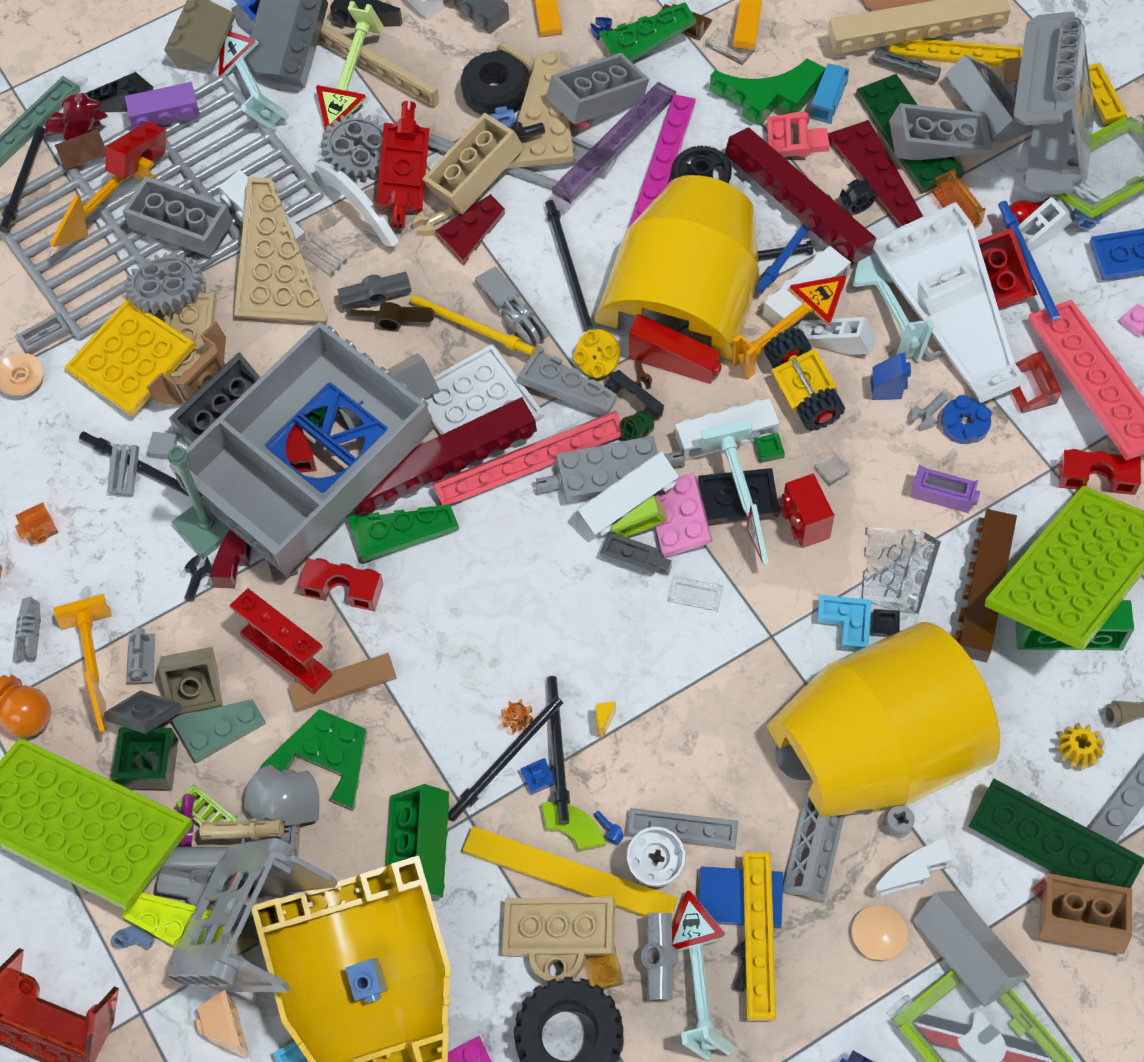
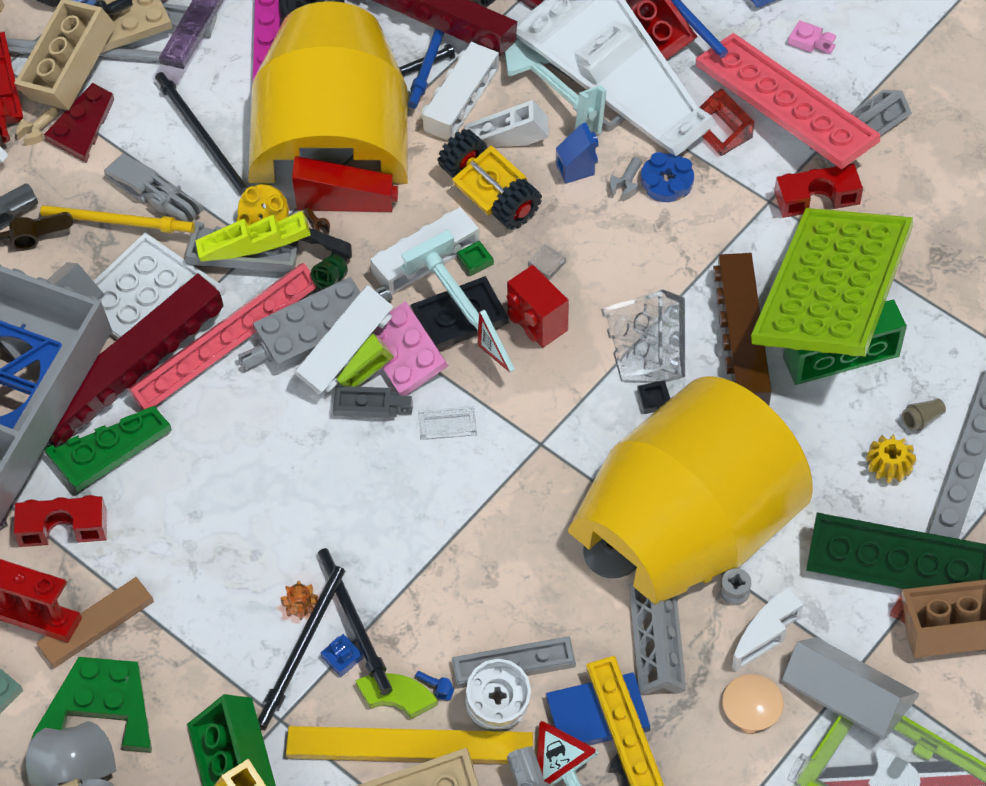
camera: 20 degrees left, 5 degrees down
(573, 376) = (244, 239): none -> neon yellow slope
(604, 715) = (392, 573): yellow slope -> none
(817, 296) = (475, 93): light orange piece -> none
(852, 614) = (614, 396): medium azure plate -> none
(944, 489) = (669, 249): medium lavender window -> none

